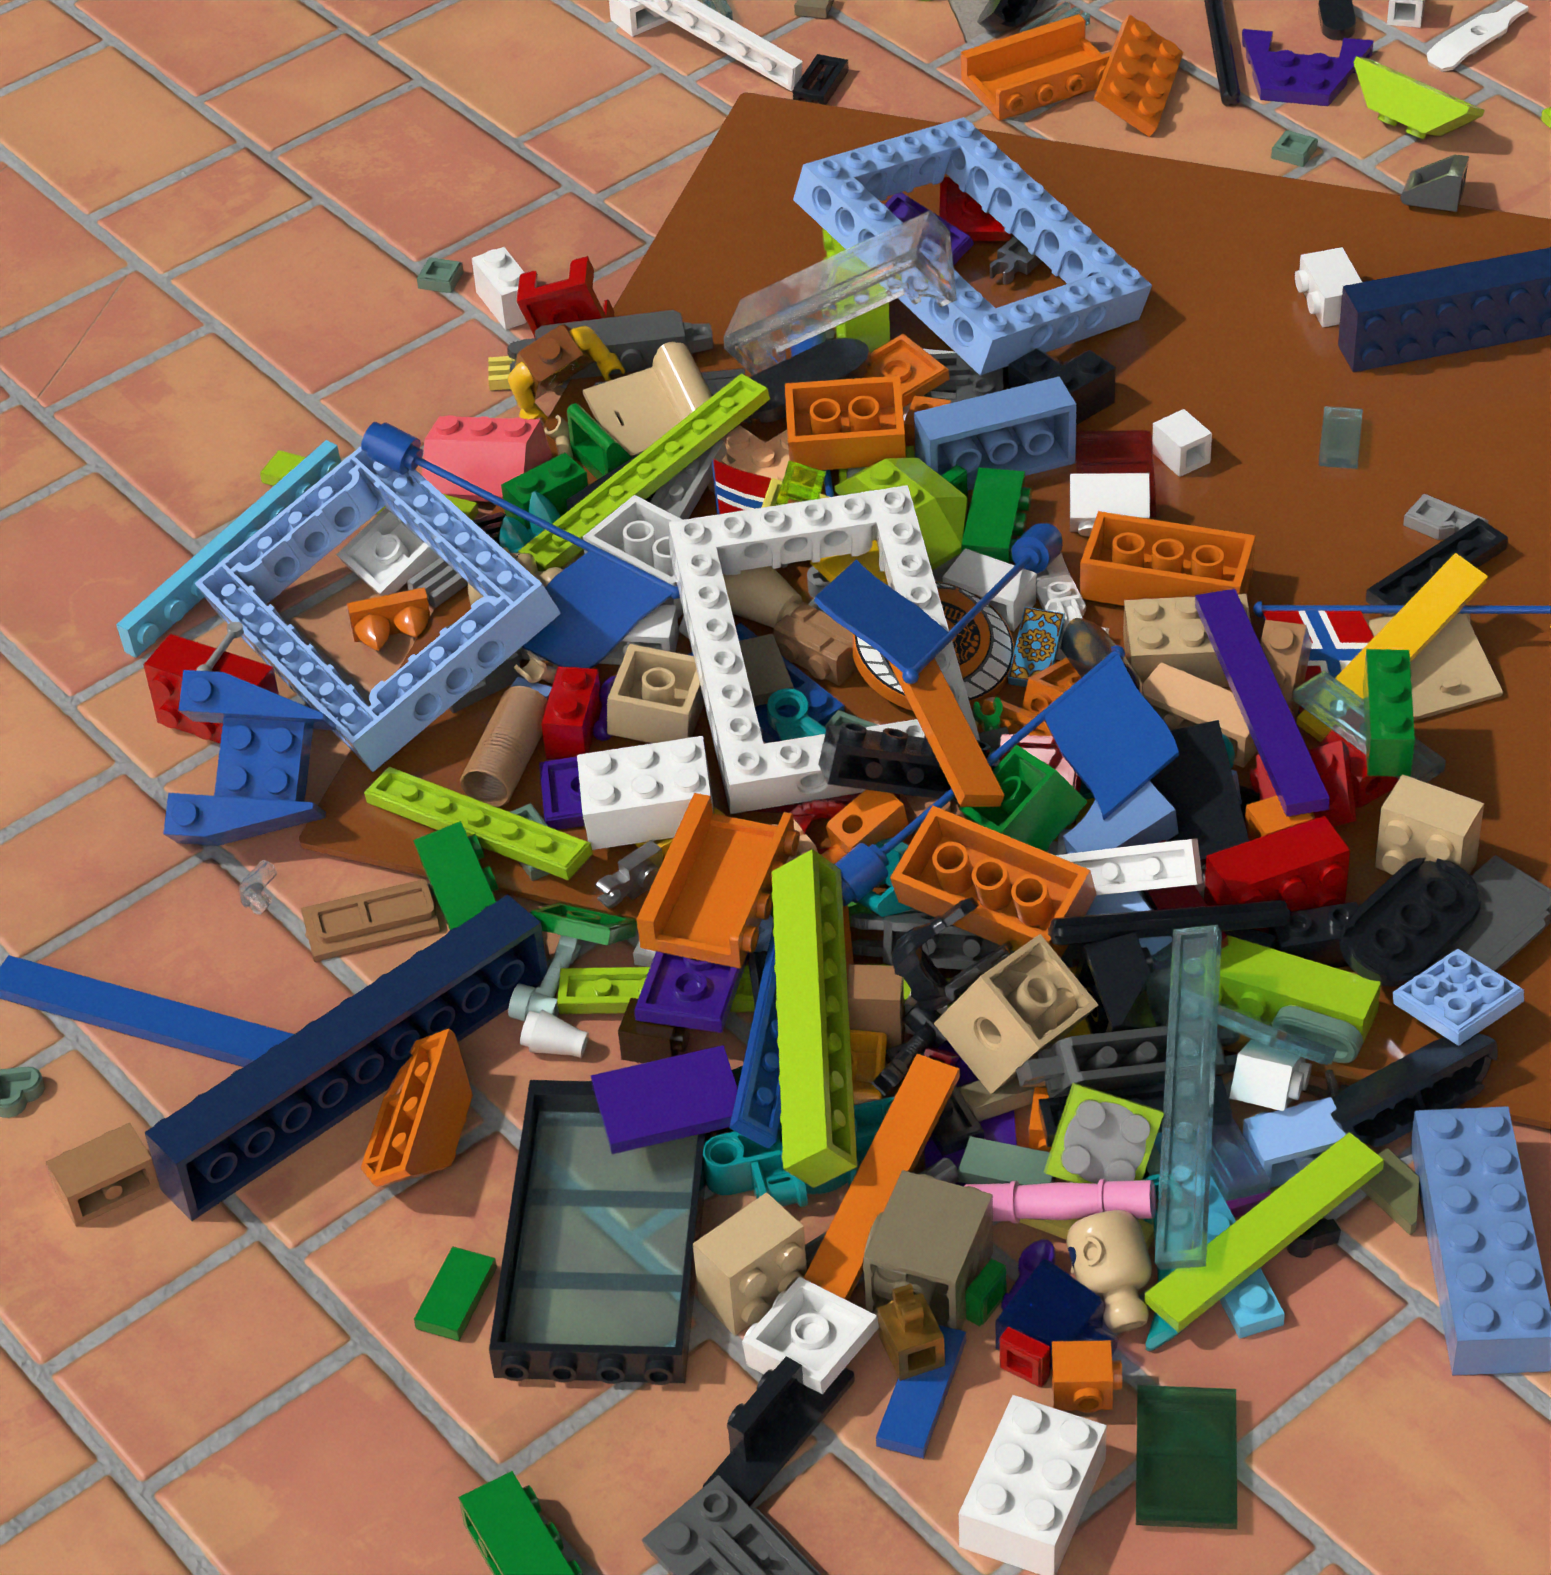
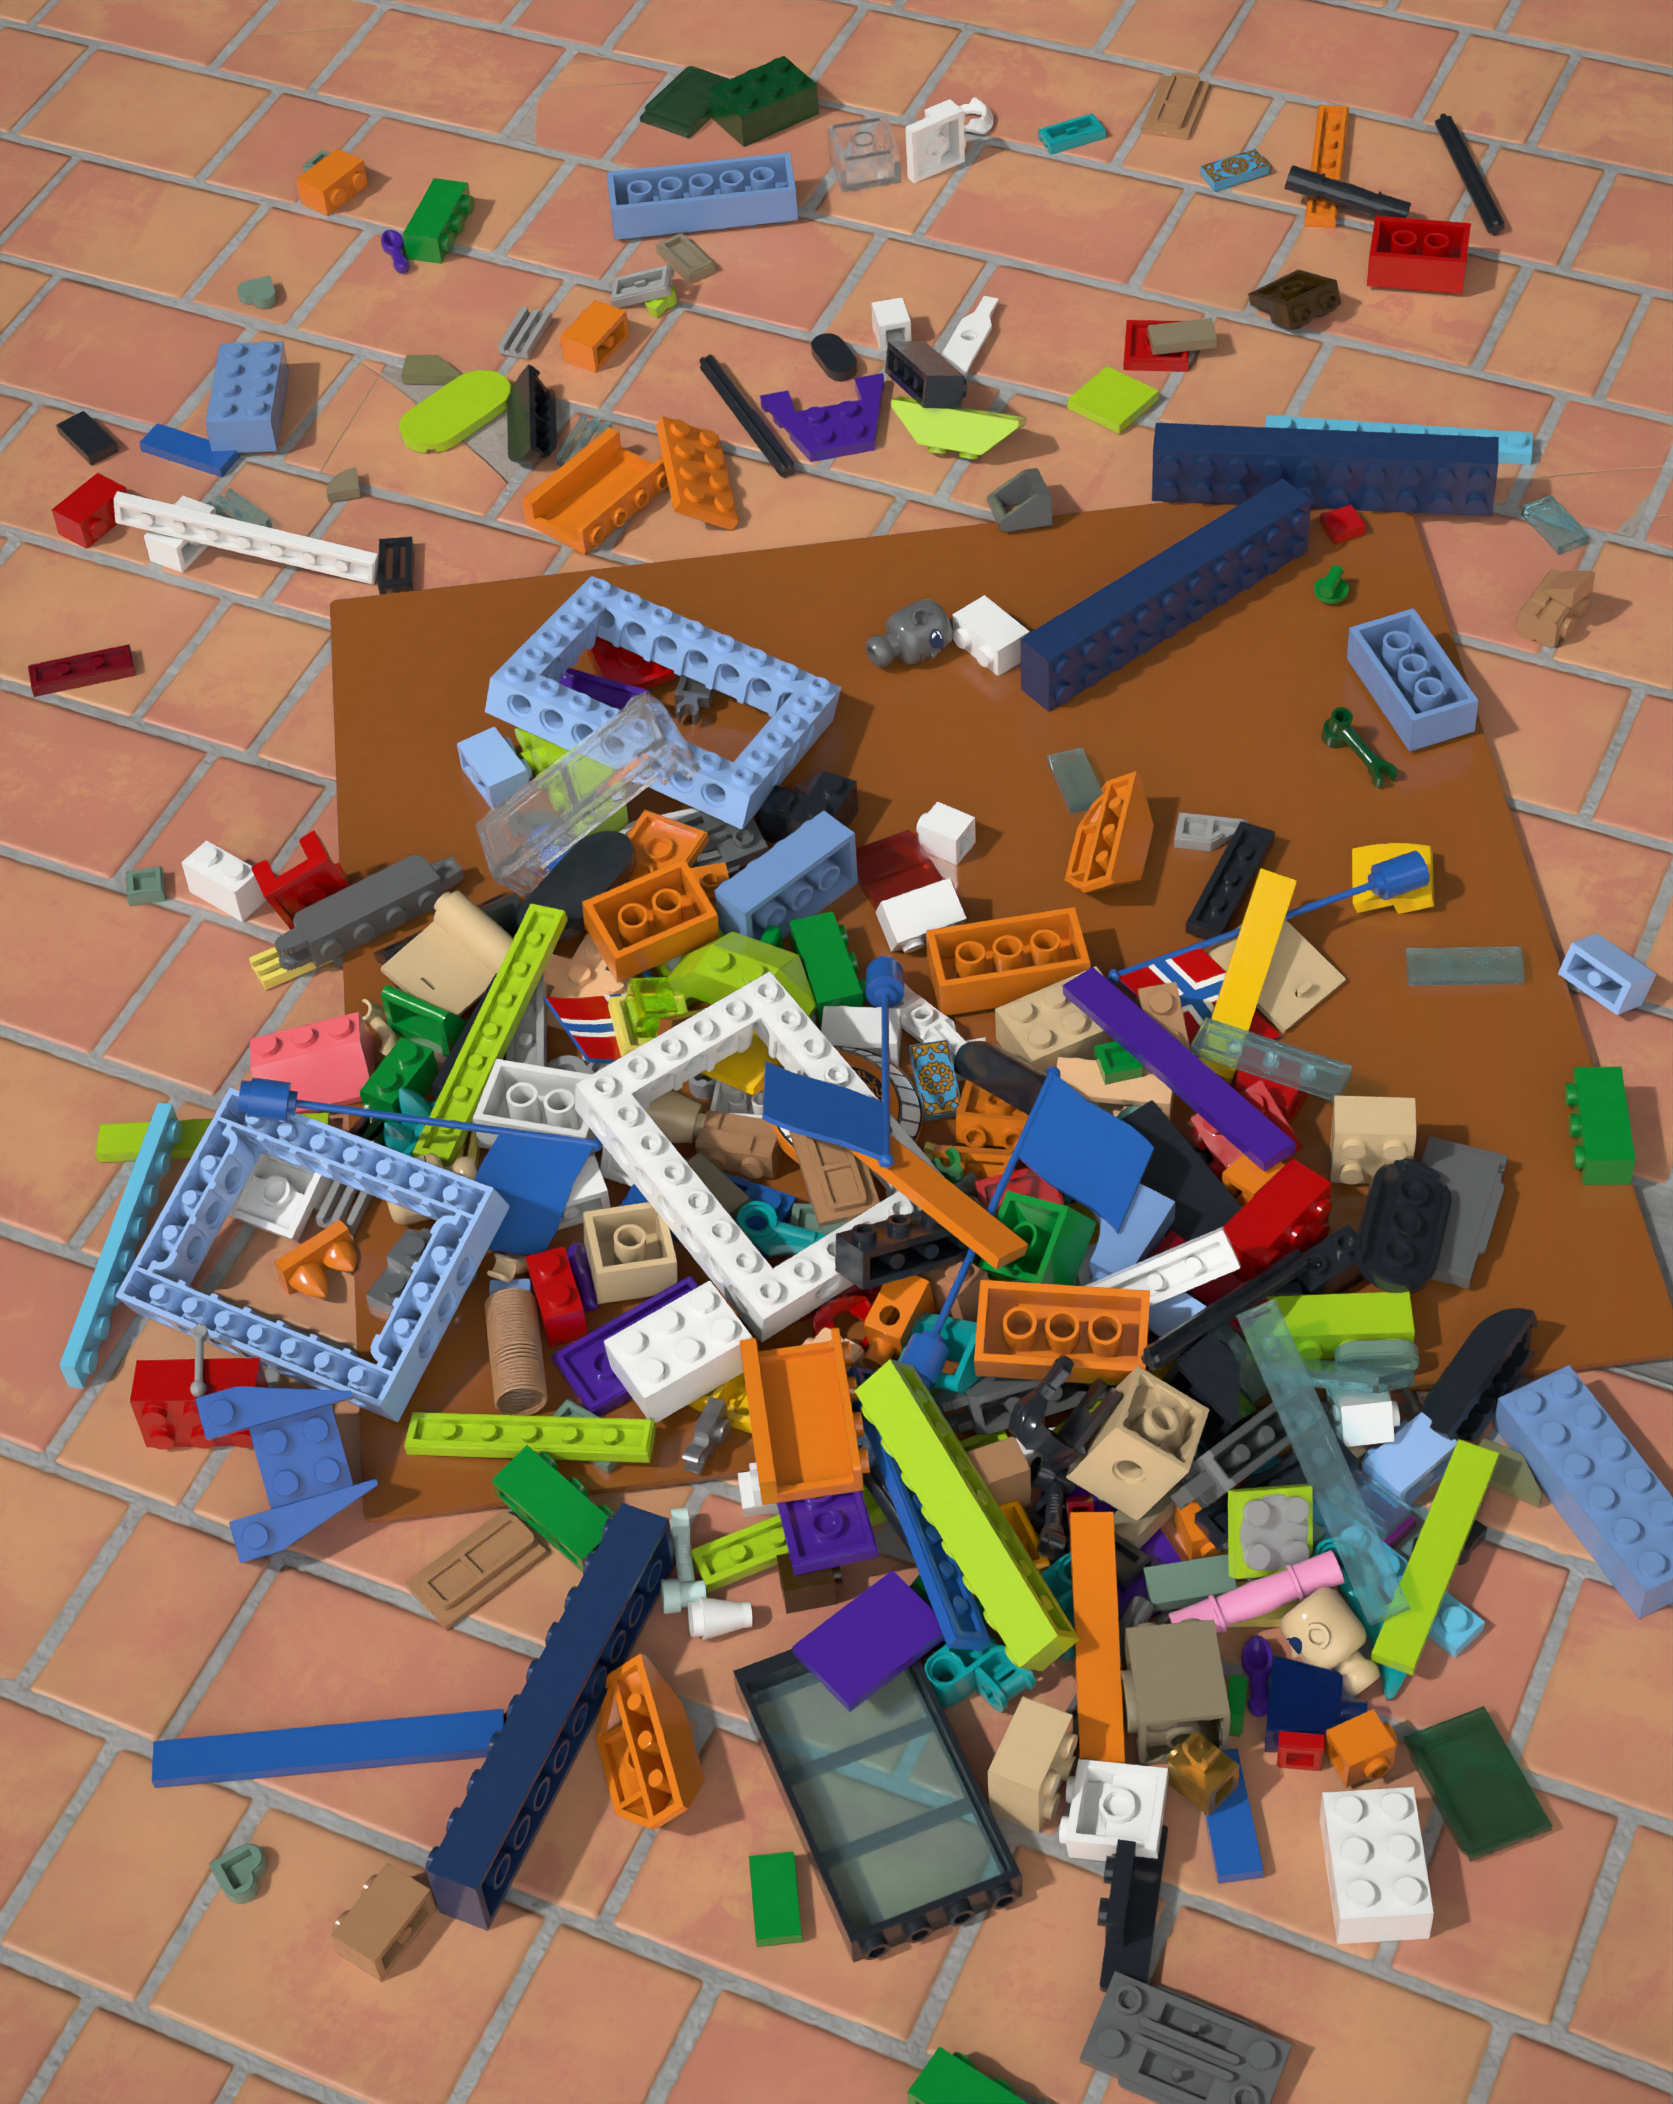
camera: 25 degrees left, 5 degrees up
(252, 887) = (349, 1582): clear arm -> none
(495, 89) = (81, 670): none -> dark red tile
(553, 361) = (333, 950): torso -> none
(585, 924) = (688, 1498): green tile -> none
(793, 251) = (493, 766): none -> light blue brick
(868, 688) = (835, 1180): none -> medium nougat piece
(1211, 684) = (1116, 1063): none -> green tile
(1253, 262) = (911, 634): none -> dark grey piece
(1294, 148) = (870, 503): sand green tile -> none
(1341, 494) = (1112, 838): none -> orange wedge
(1388, 712) = (1290, 1041): green brick -> none
(1405, 46) = (925, 374): none -> black brick
(1458, 997) = (1477, 1281): light blue tile -> none

